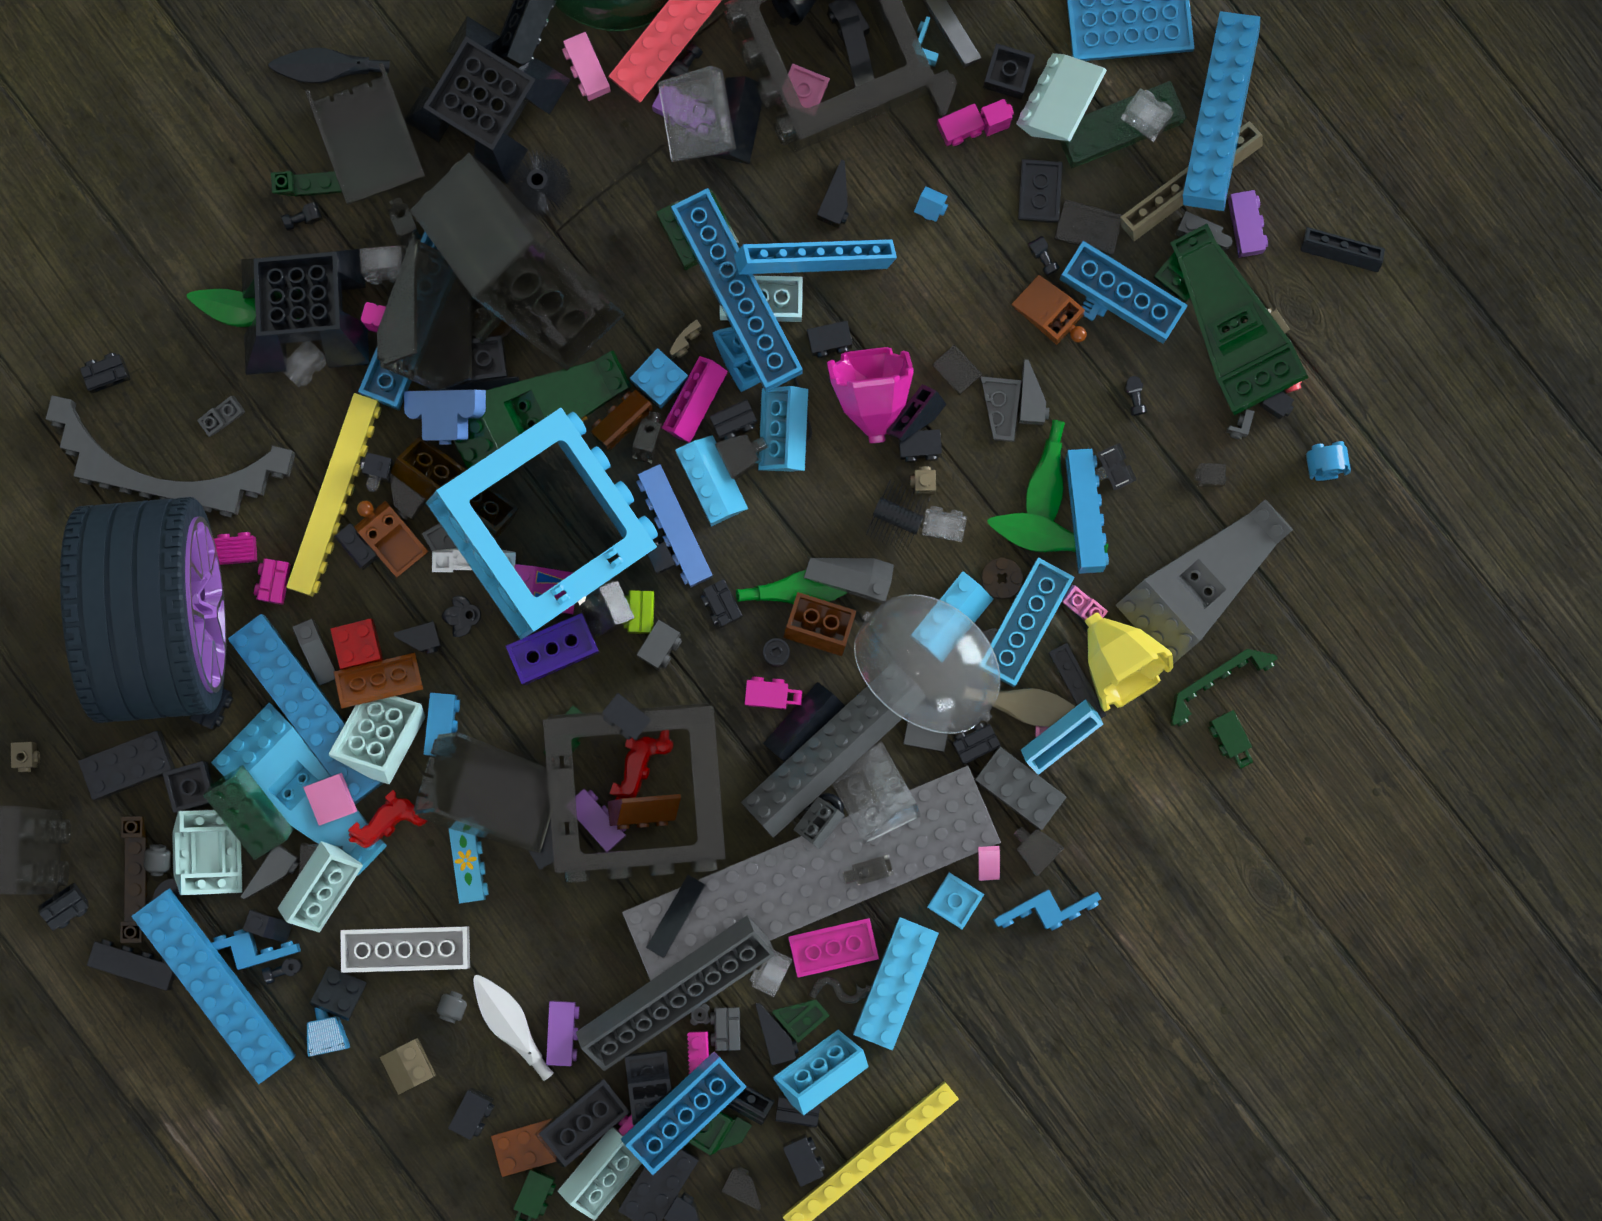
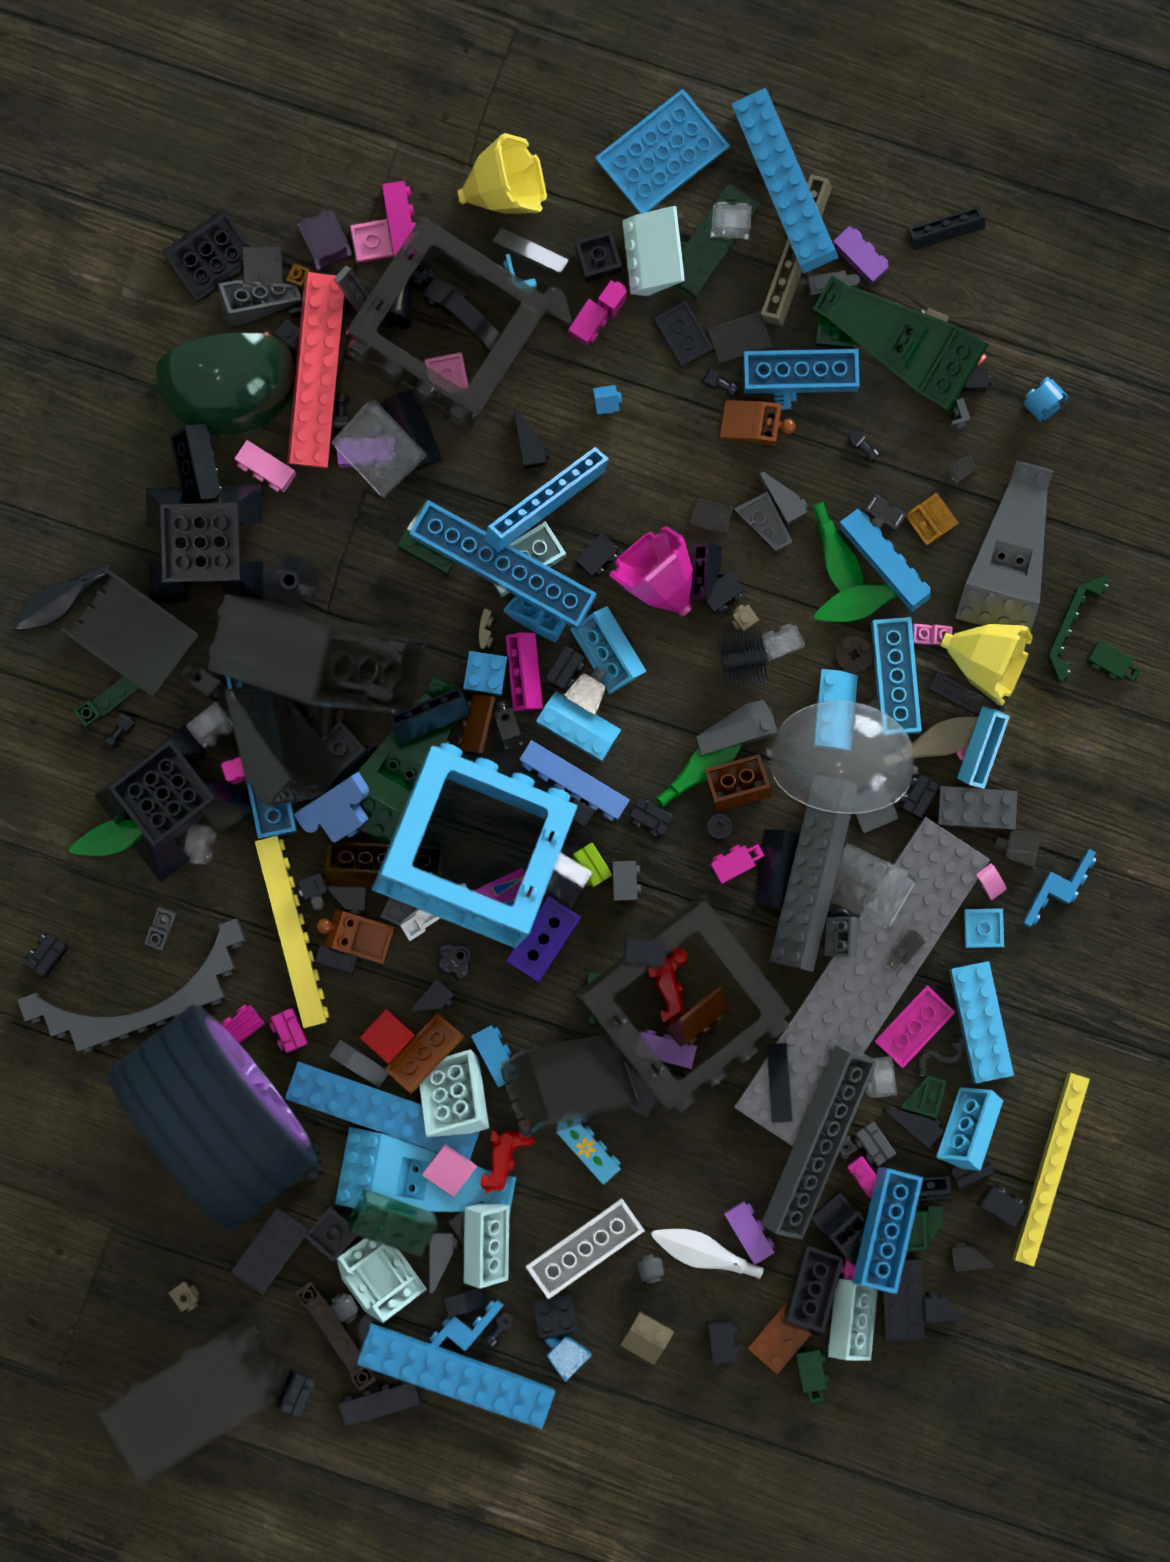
camera: 30 degrees left, 0 degrees up
(582, 382) = (429, 715): none -> black brick
(1154, 502) = (931, 519): none -> pearl gold slope

